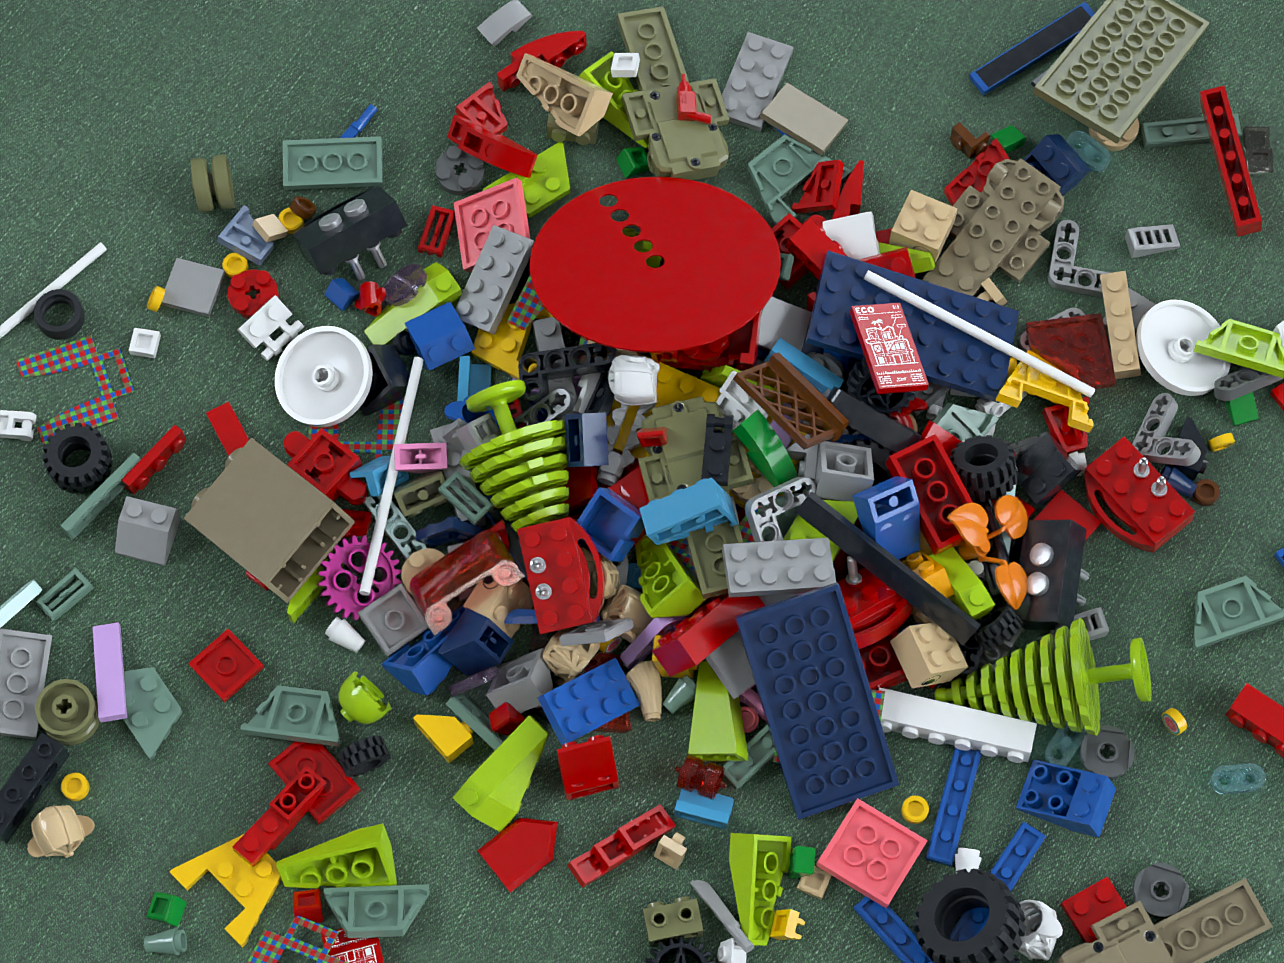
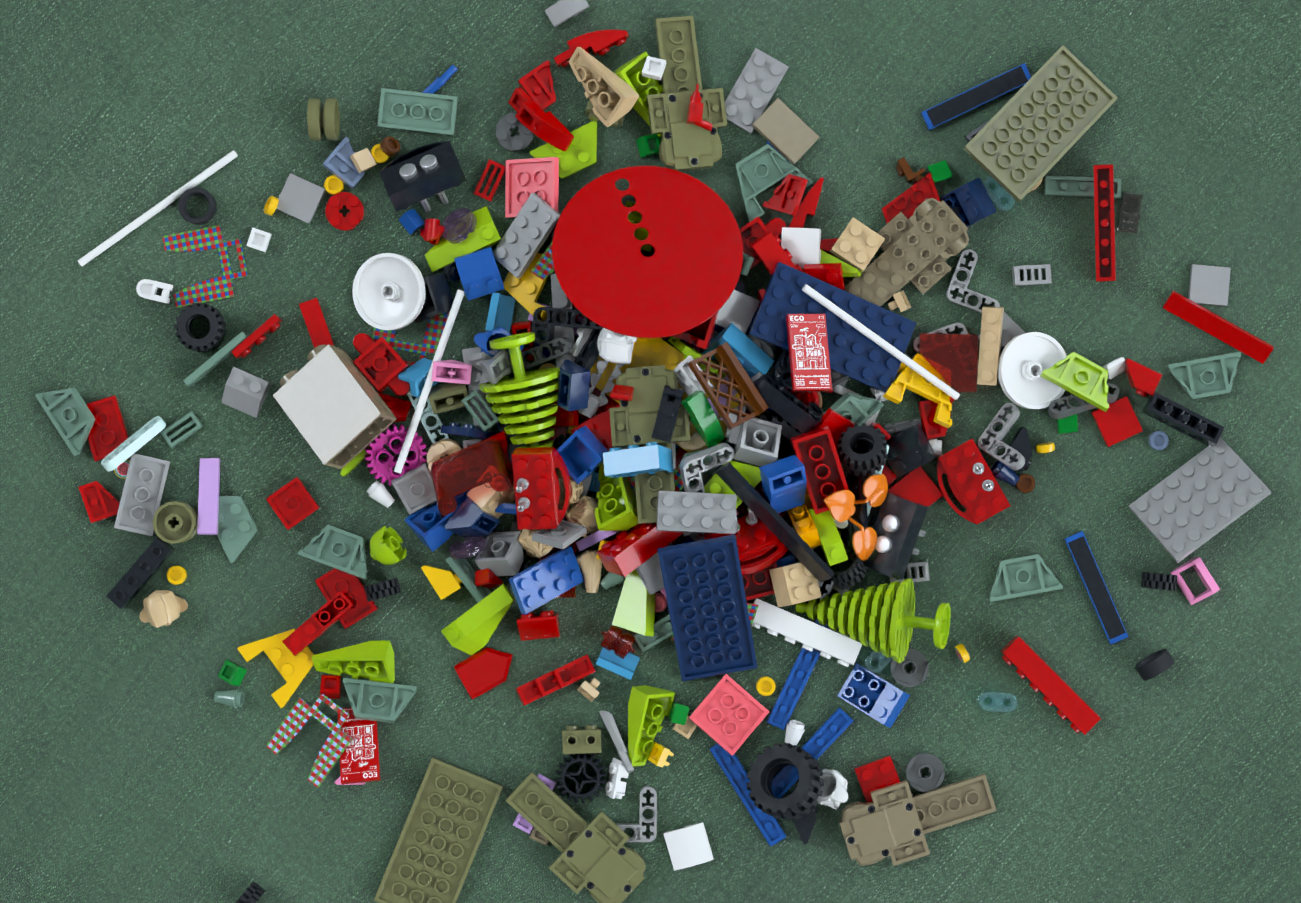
camera: 10 degrees right, 20 degrees up
(267, 320) = (350, 239): white plate -> none

